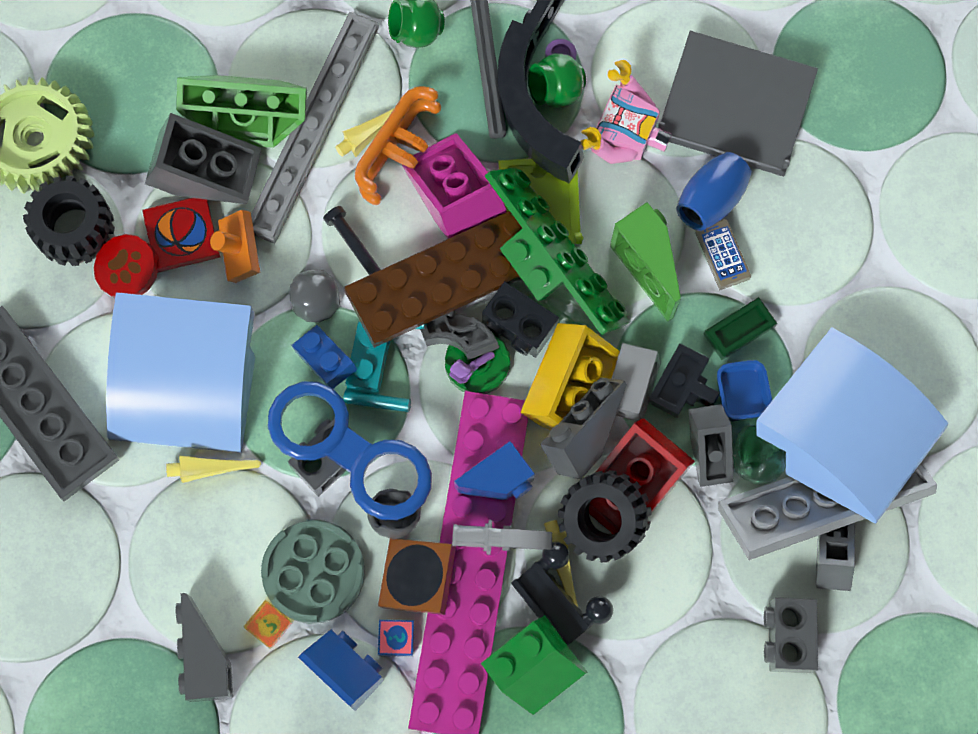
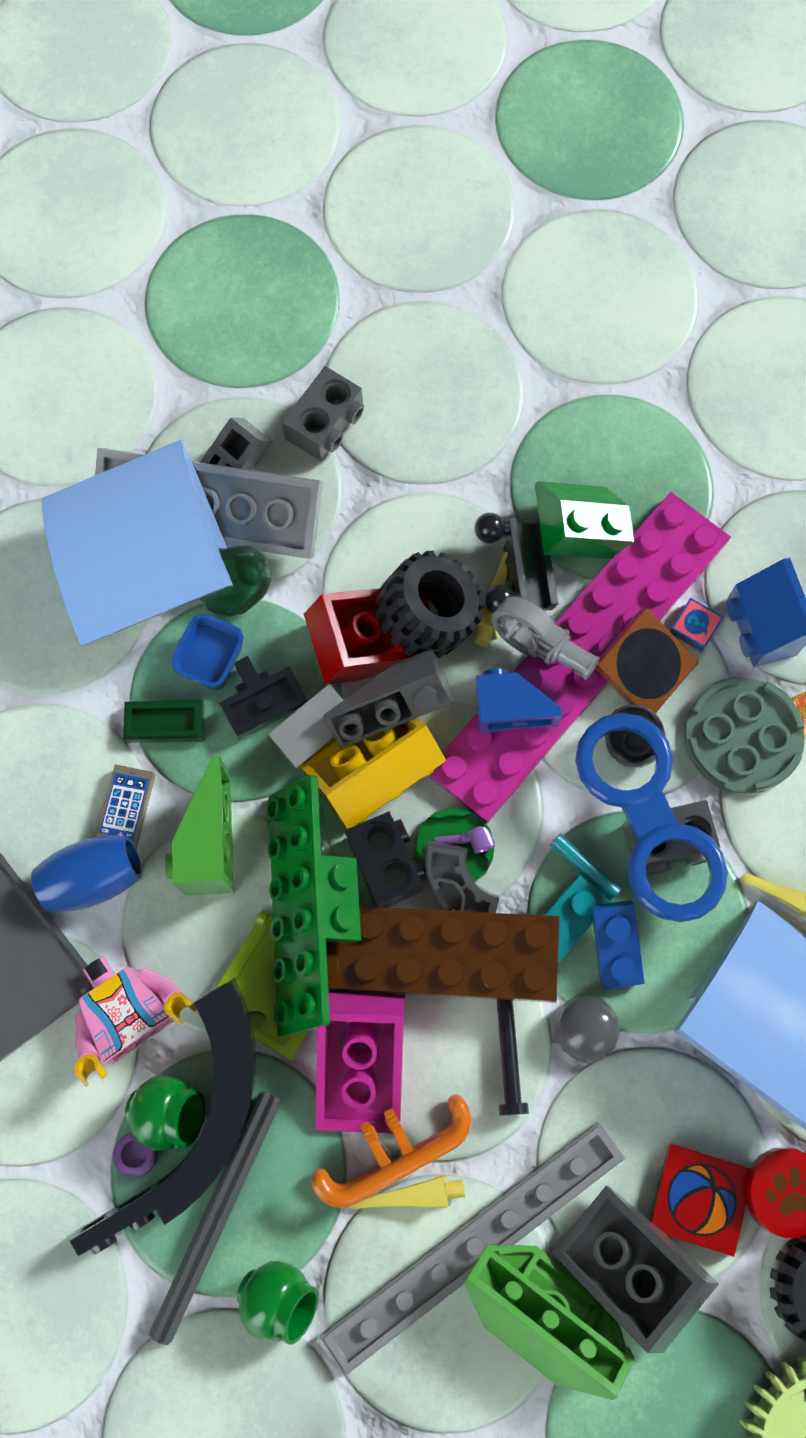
camera: 145 degrees left, 0 degrees up
(238, 246) = (646, 1138): orange tile -> none
(711, 445) = (275, 622): dark grey slope -> none

